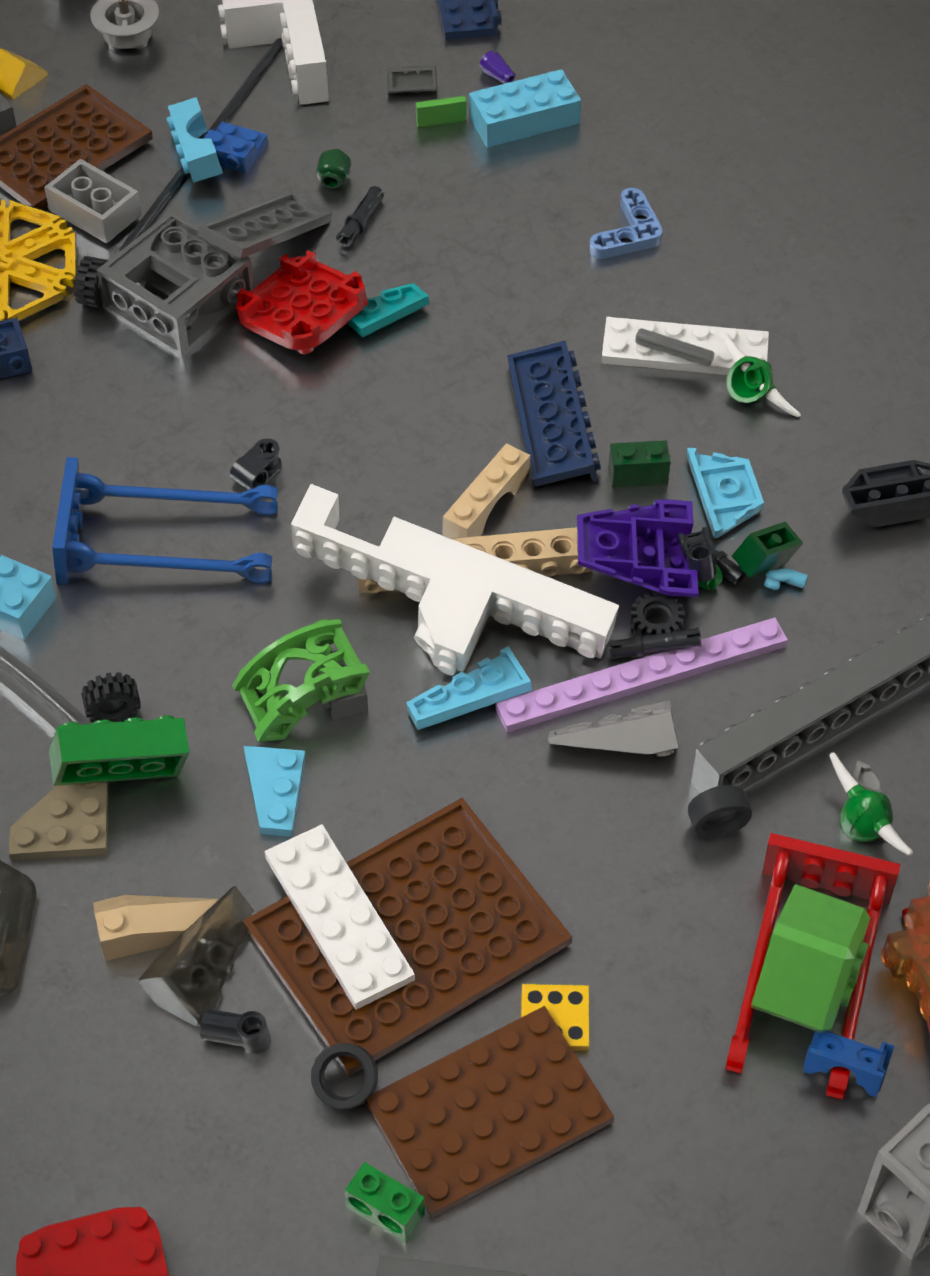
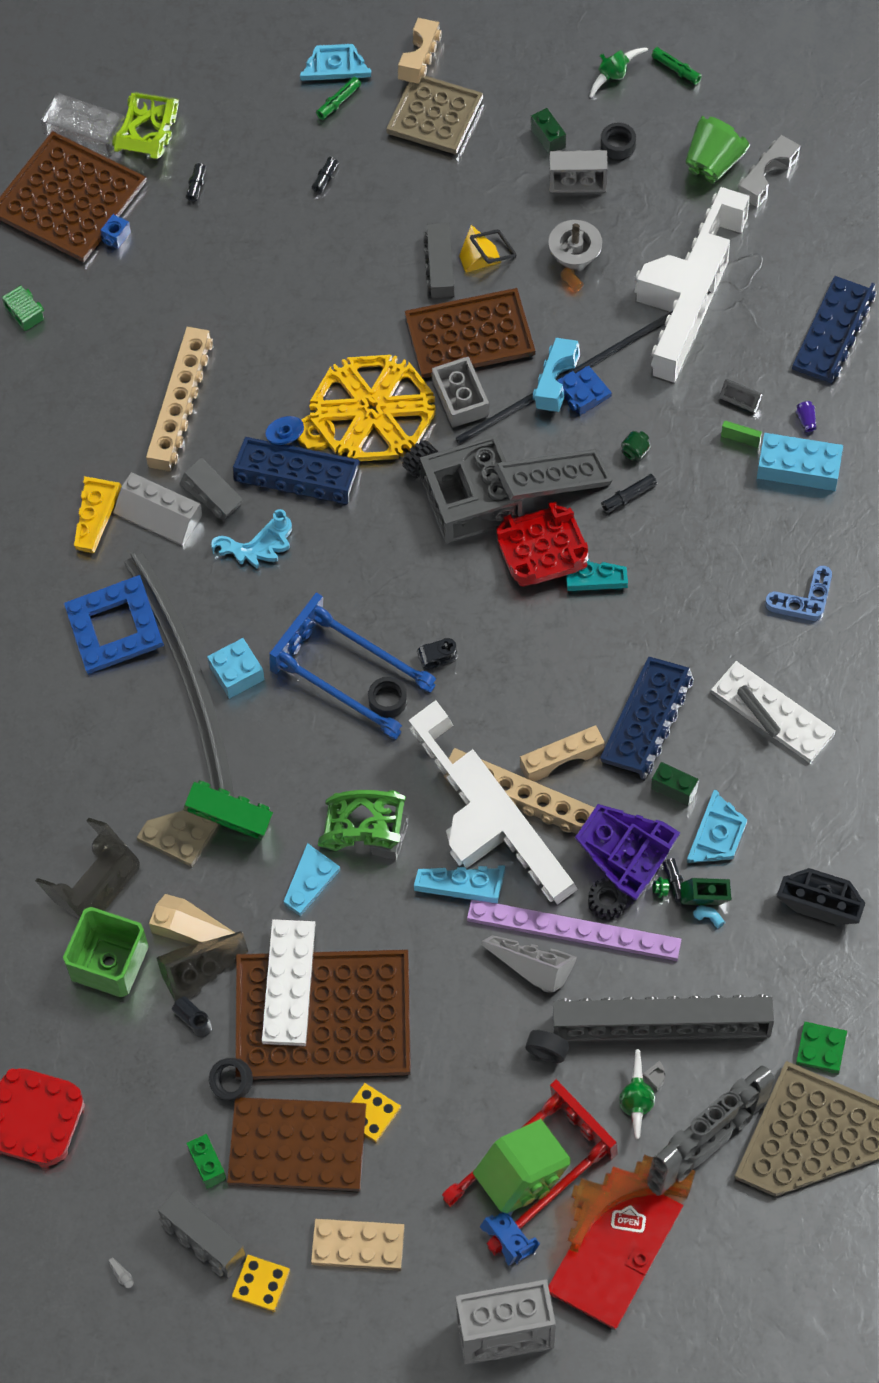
camera: 35 degrees right, 10 degrees up
(55, 61) = (513, 255): none -> black piece
(61, 984) = (103, 936): none -> bright green plate
(111, 698) = (248, 771): black tyre -> none
(142, 55) = (573, 281): none -> clear orange pin
(227, 522) = (388, 711): none -> black tyre
(642, 645) = (584, 911): black pin -> none
(661, 1191) = (358, 1244): none -> tan plate
(699, 553) = (659, 871): black piece -> none
(753, 379) = (794, 762): green helmet -> none

